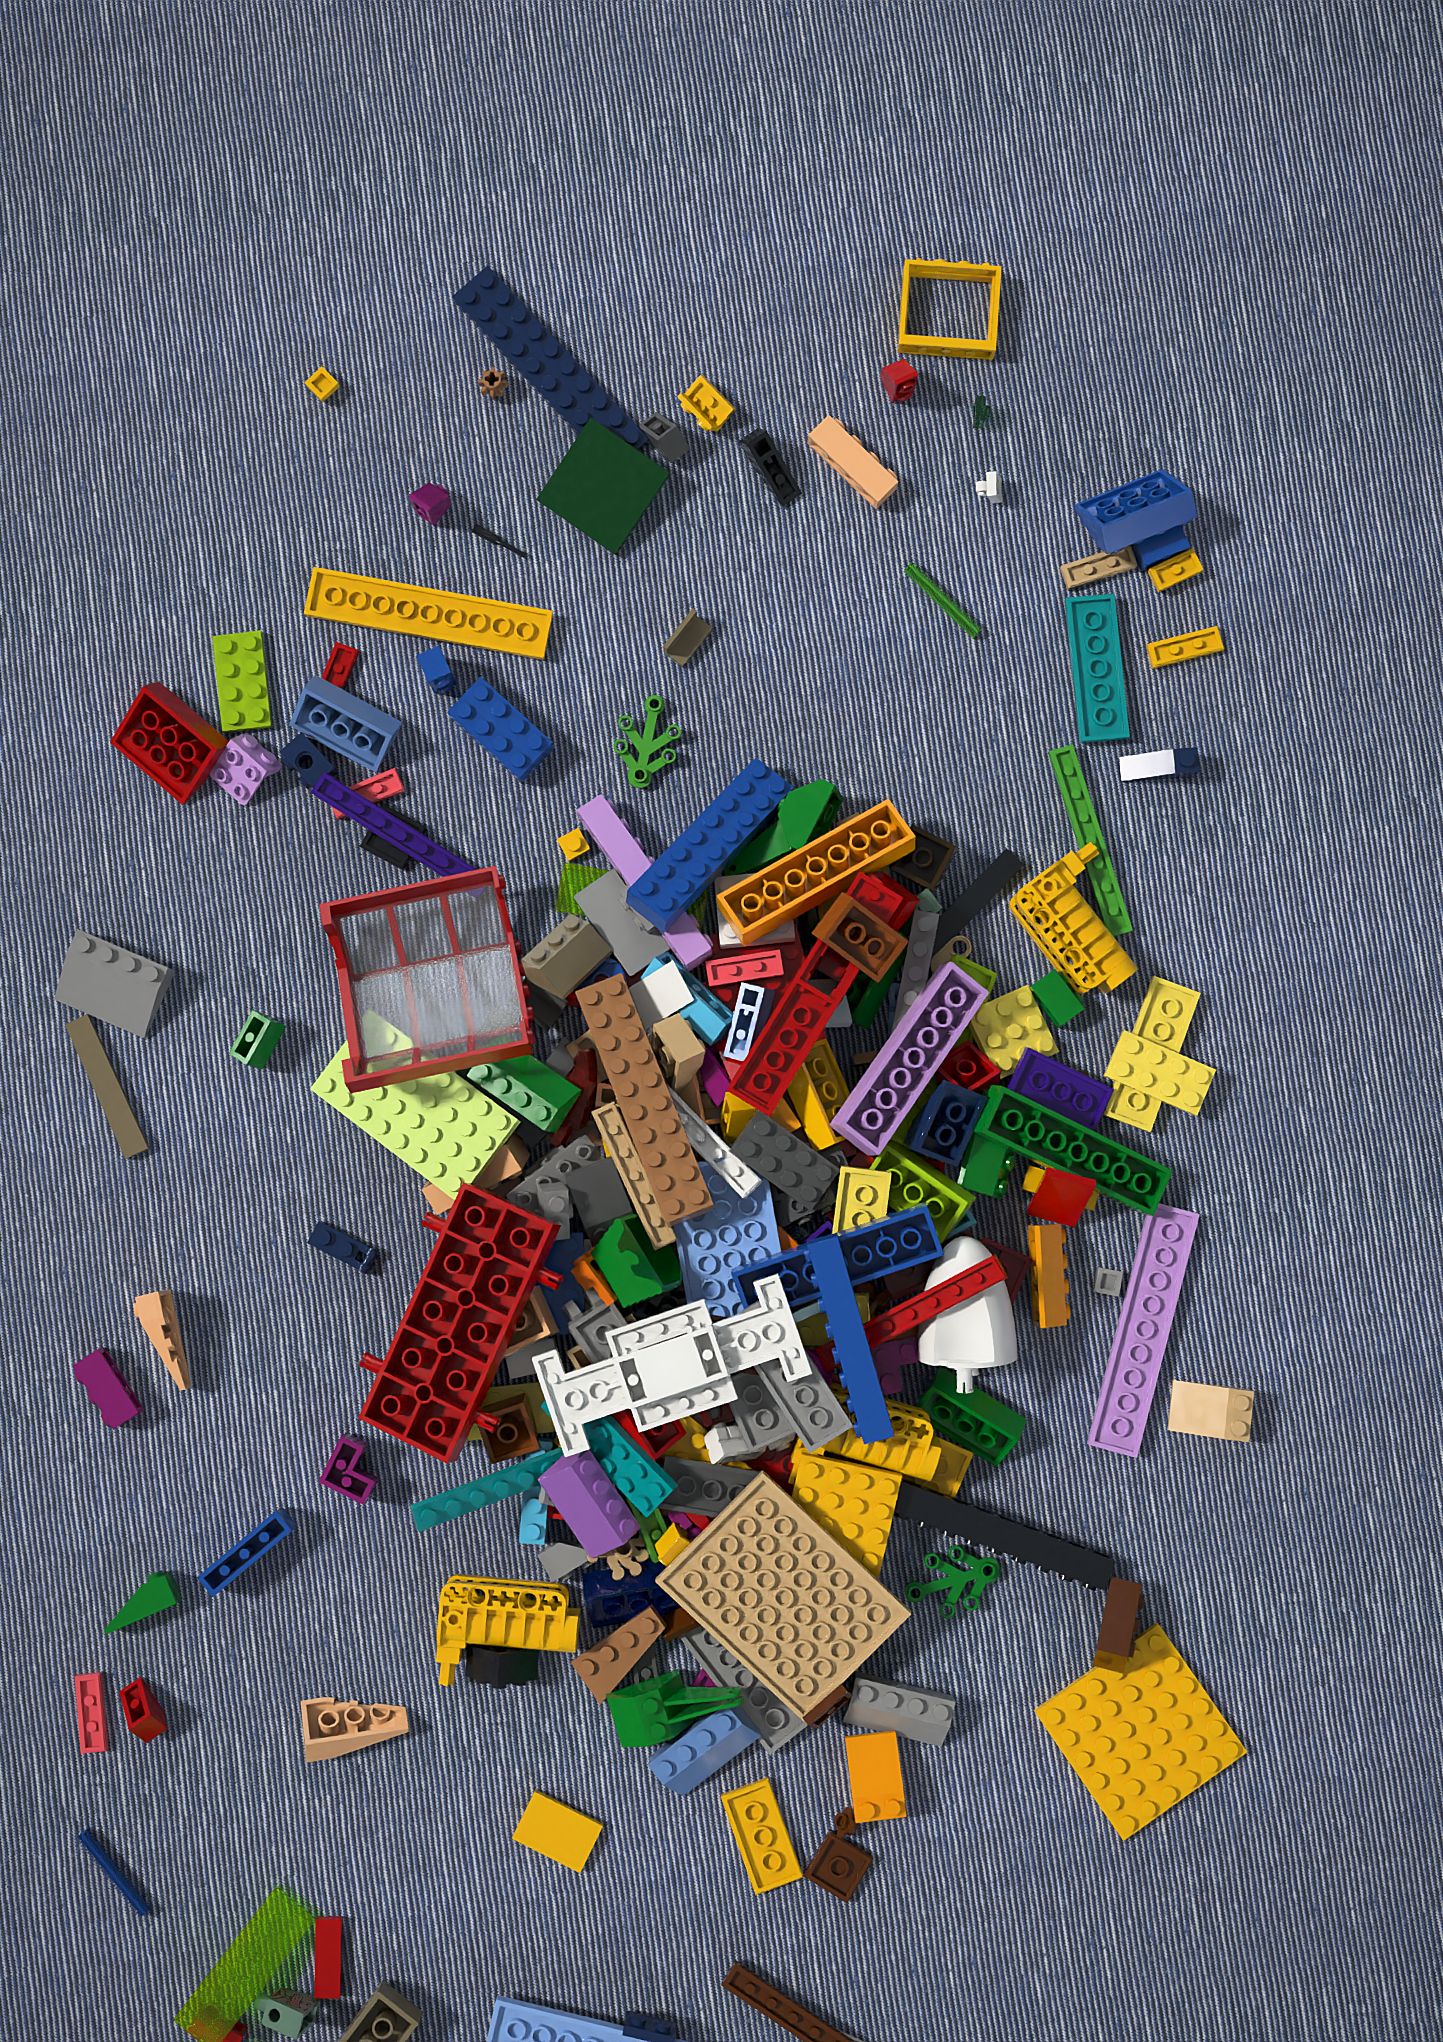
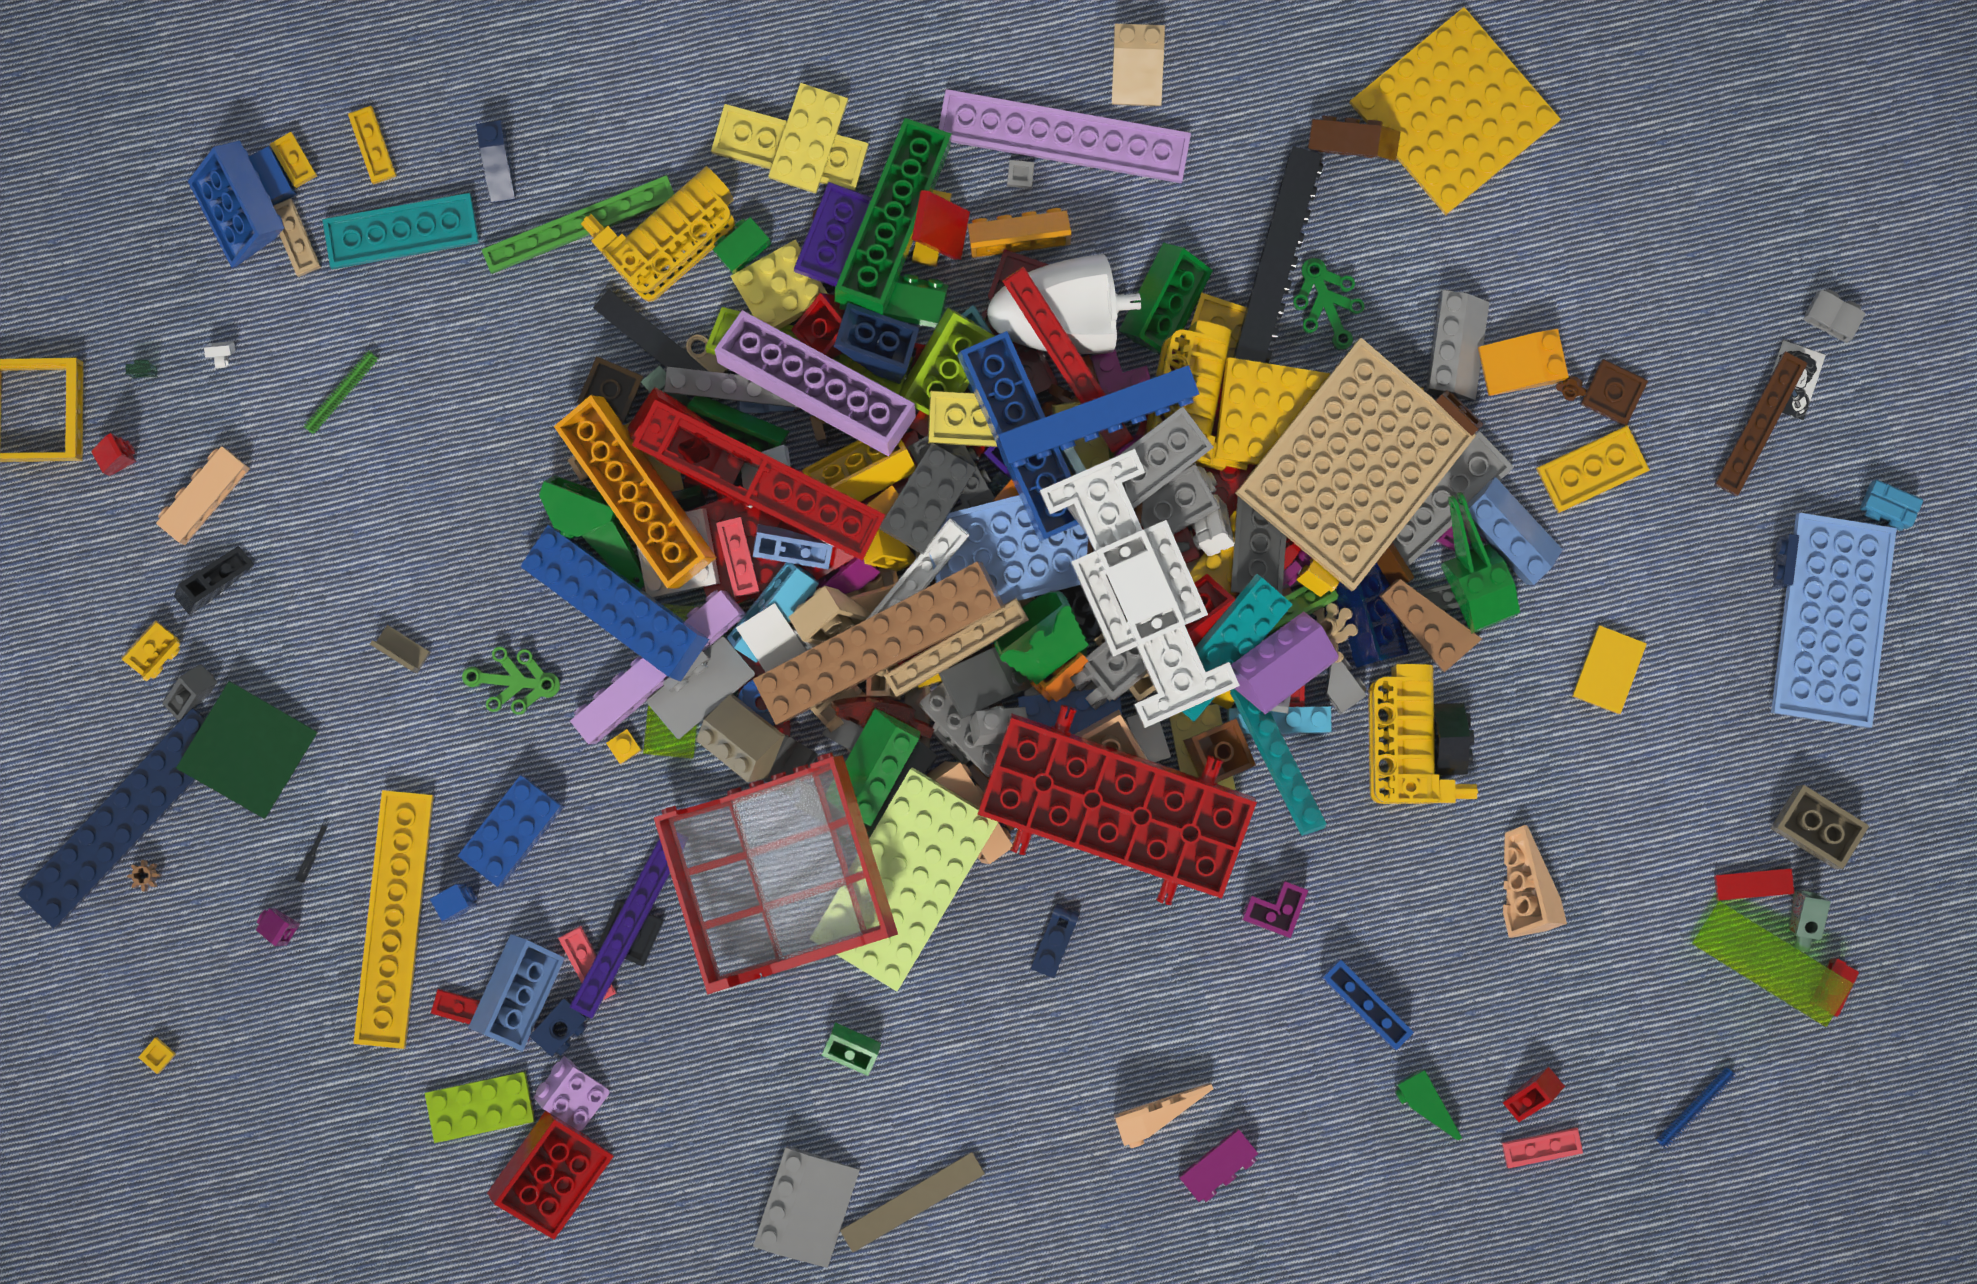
camera: 90 degrees left, 0 degrees up
(860, 937) = (698, 438): dark orange slope -> none

